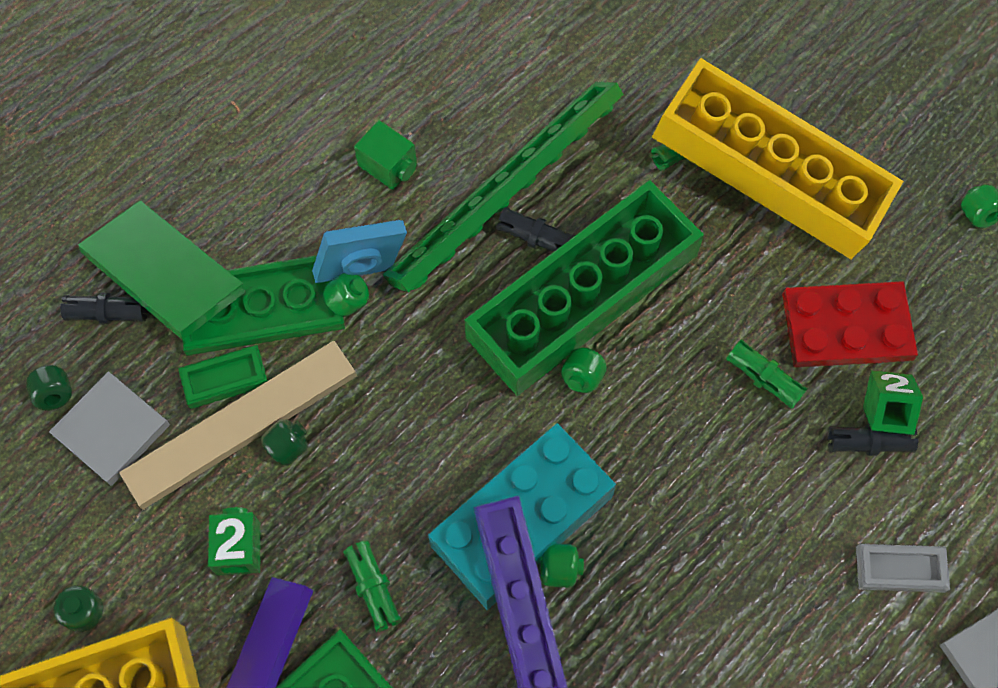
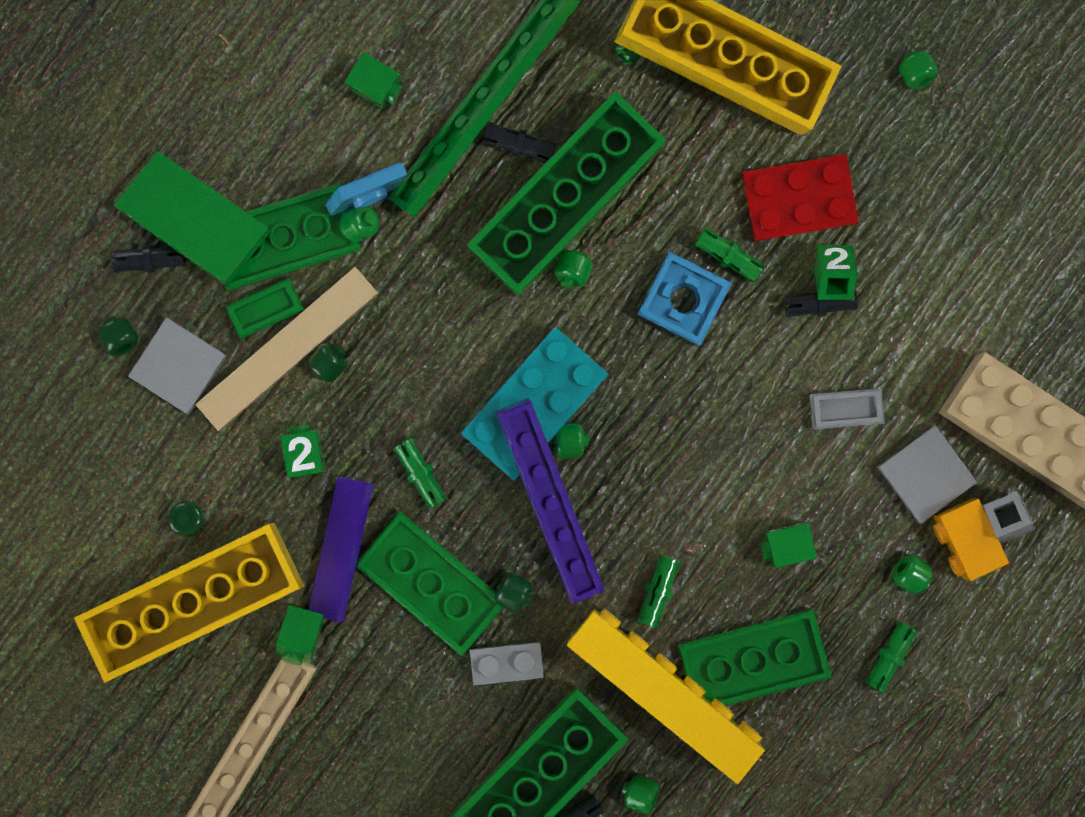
camera: 10 degrees left, 20 degrees up
(703, 390) = (709, 294): none -> dark azure piece

